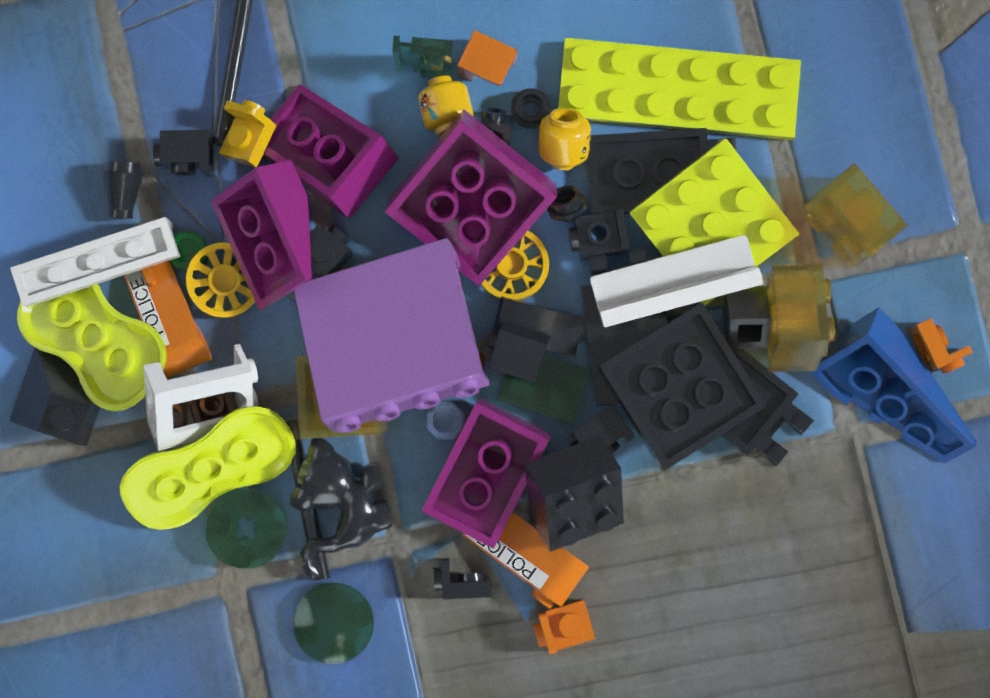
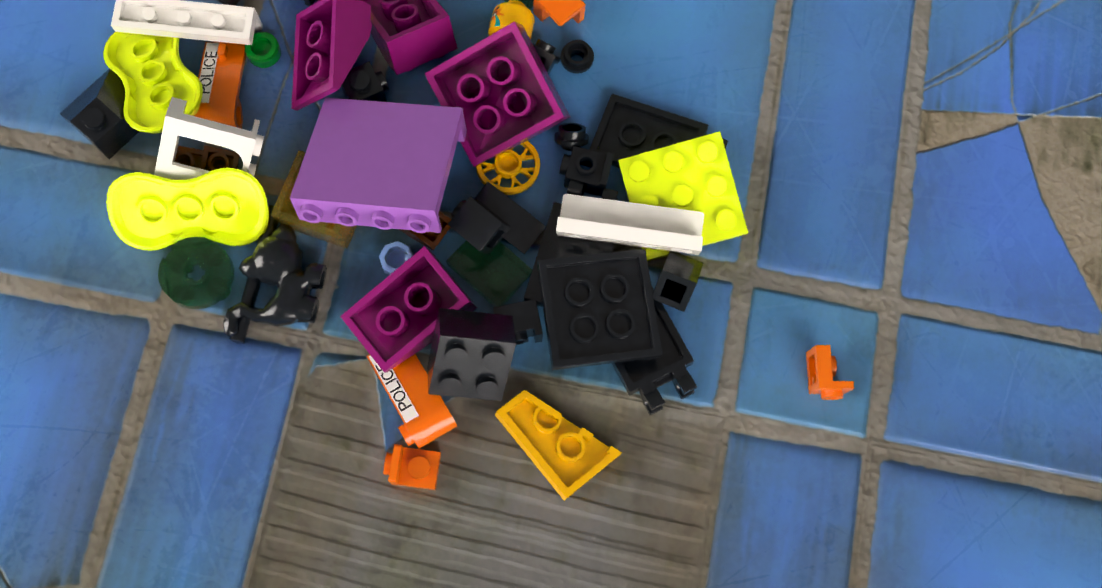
camera: 20 degrees right, 10 degrees down
(221, 279) = (276, 78): yellow wheel -> none
(333, 623) = (227, 380): clear green dish -> none
(469, 585) = (349, 398): black bracket -> none
(564, 138) = (592, 85): yellow head -> none
(680, 88) = (700, 90): neon yellow plate -> none
(695, 540) = (556, 446): none -> yellow wing
(799, 317) = (719, 295): clear yellow brick -> none
(854, 216) = (799, 237): clear yellow brick -> none
(886, 377) = (774, 384): blue wedge -> none

